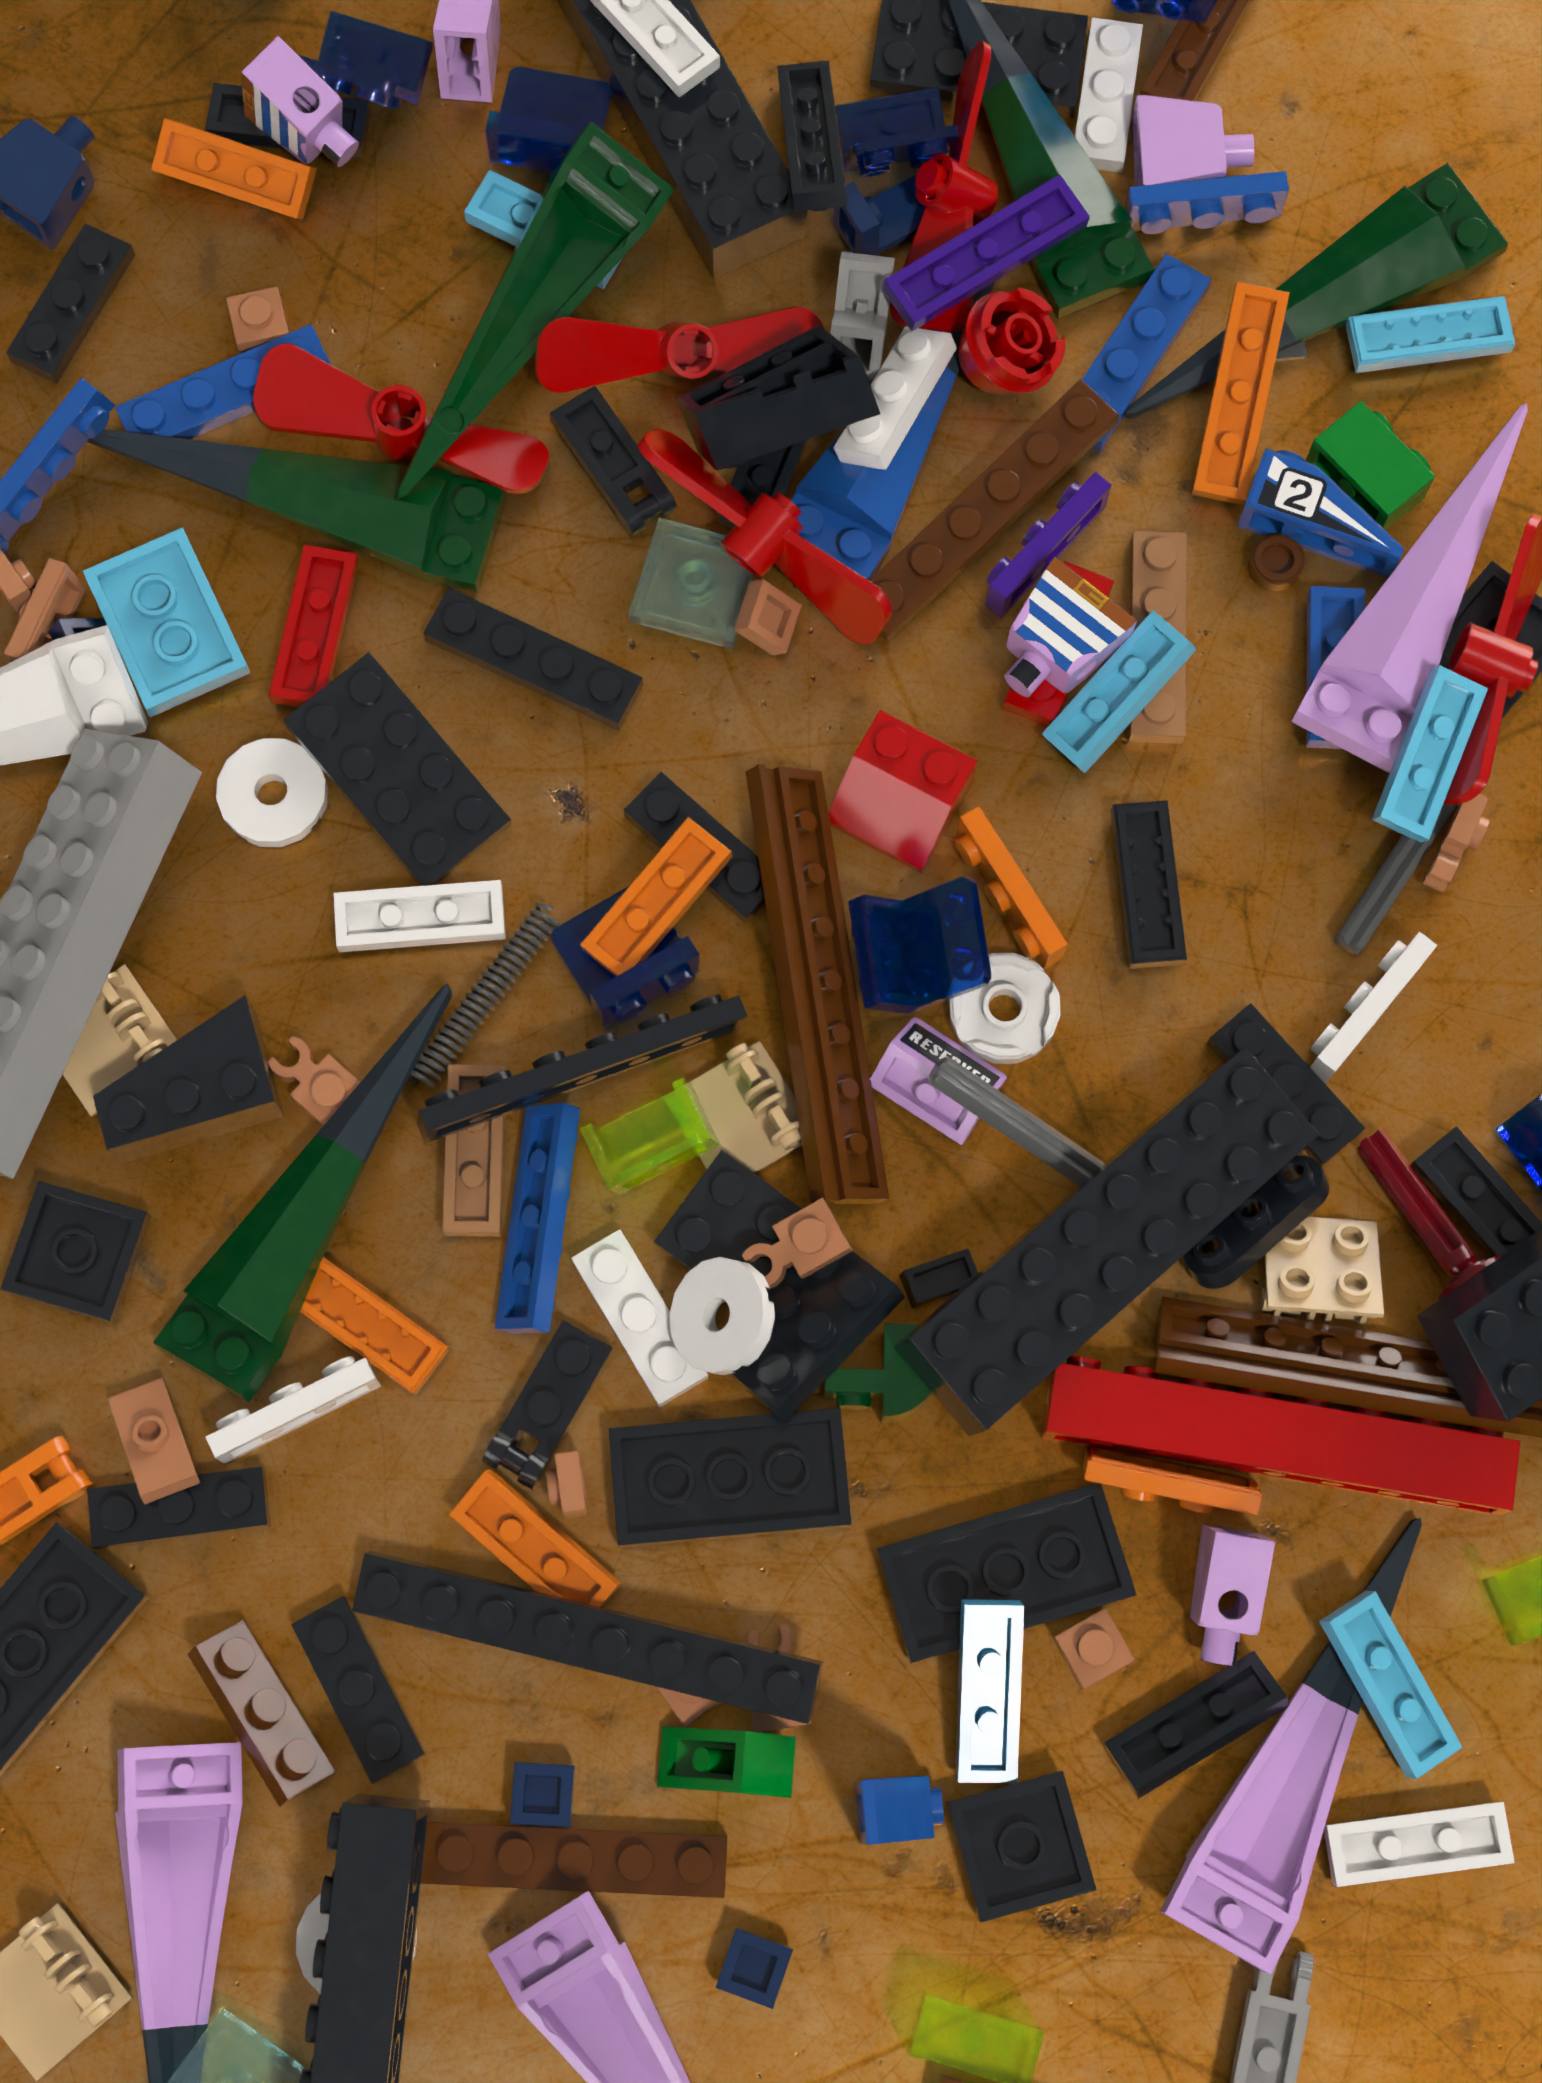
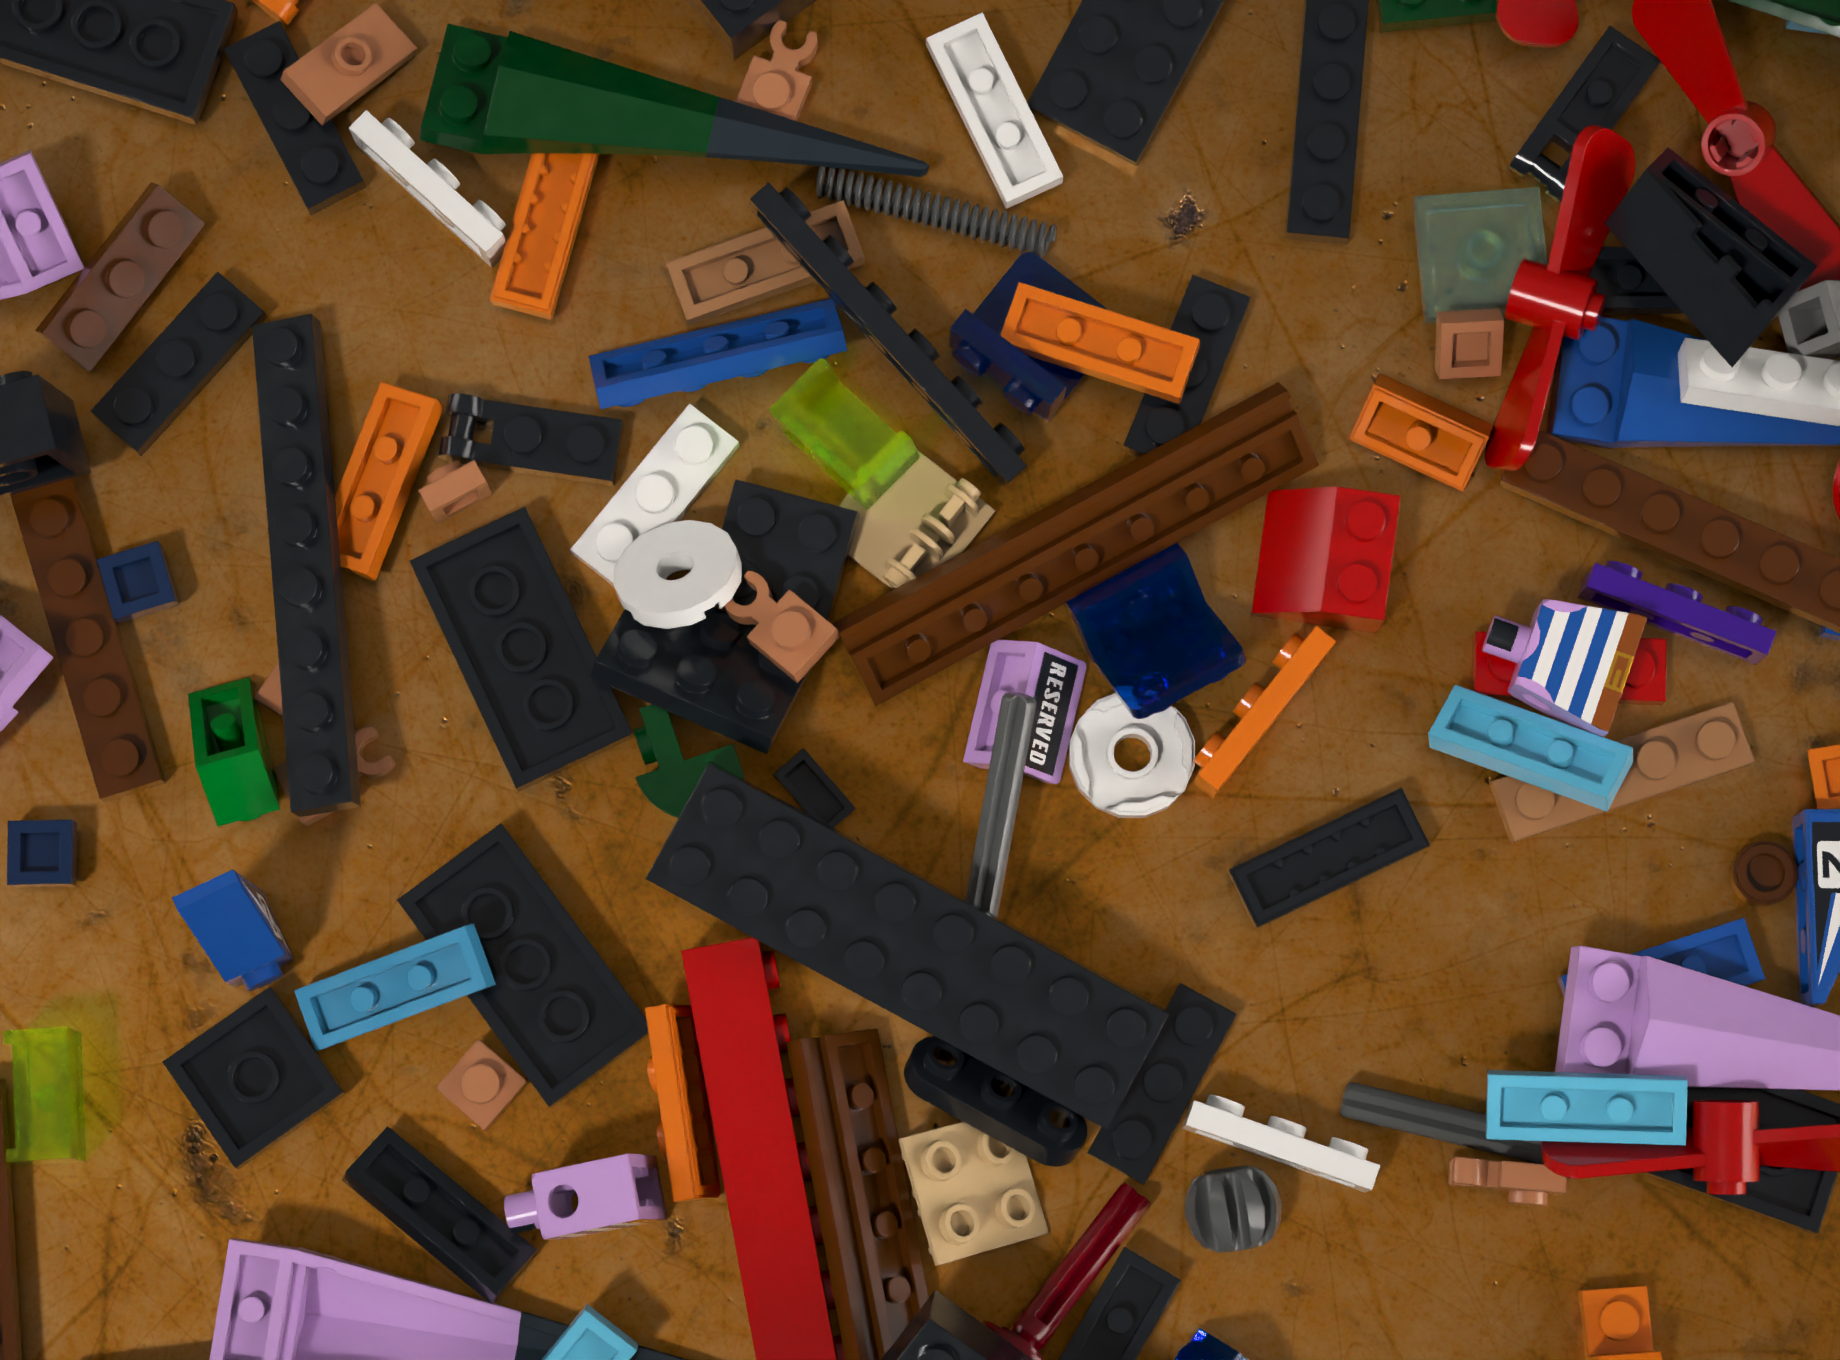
camera: 70 degrees right, 5 degrees up
(822, 684) = (1421, 432): none -> orange slope
(1412, 1063) = (1233, 1209): none -> dark grey piece

